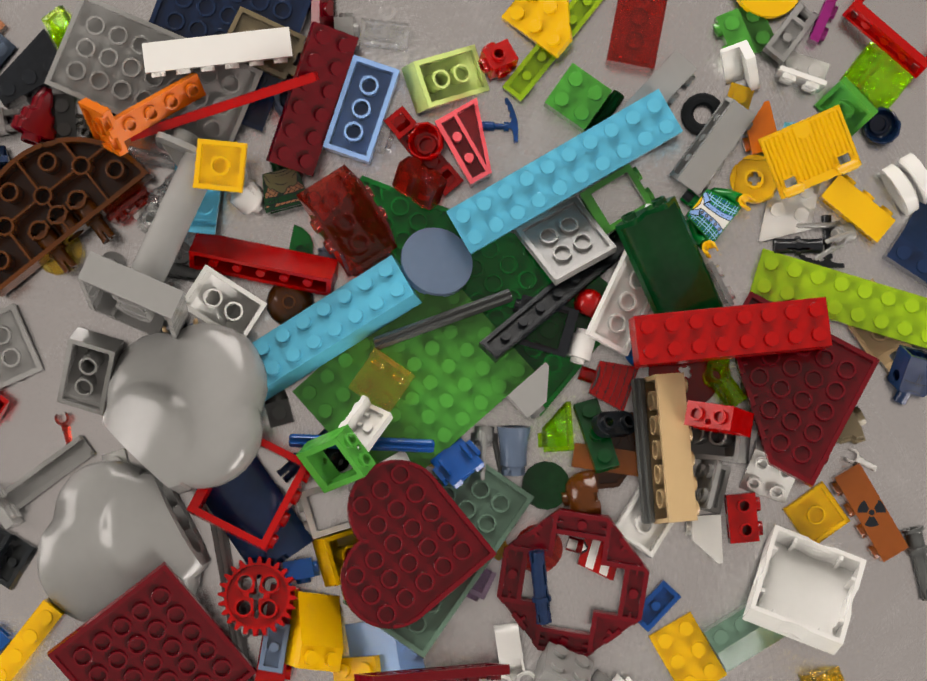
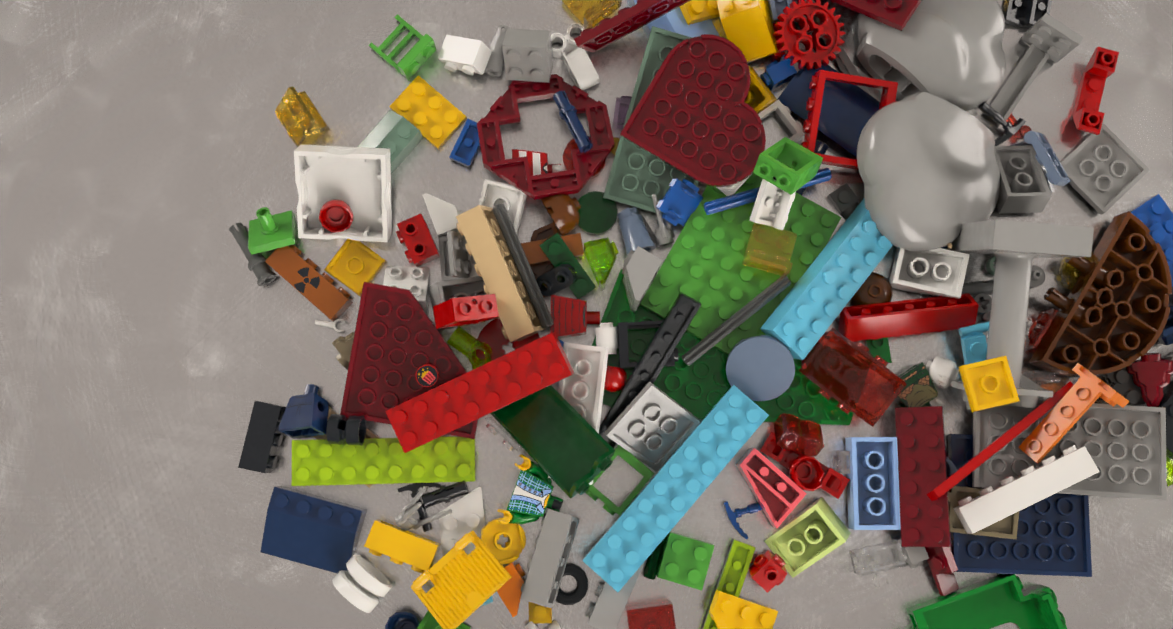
camera: 160 degrees right, 5 degrees down
(51, 381) = (1047, 158): none -> sand blue plate
(75, 425) = (1007, 126): none -> black piece
(778, 369) = (427, 375): none -> tile
(820, 570) = (336, 216): none -> red hair
(869, 338) = (346, 429): none -> black wheel
(892, 577) = (271, 231): none -> bright green tile

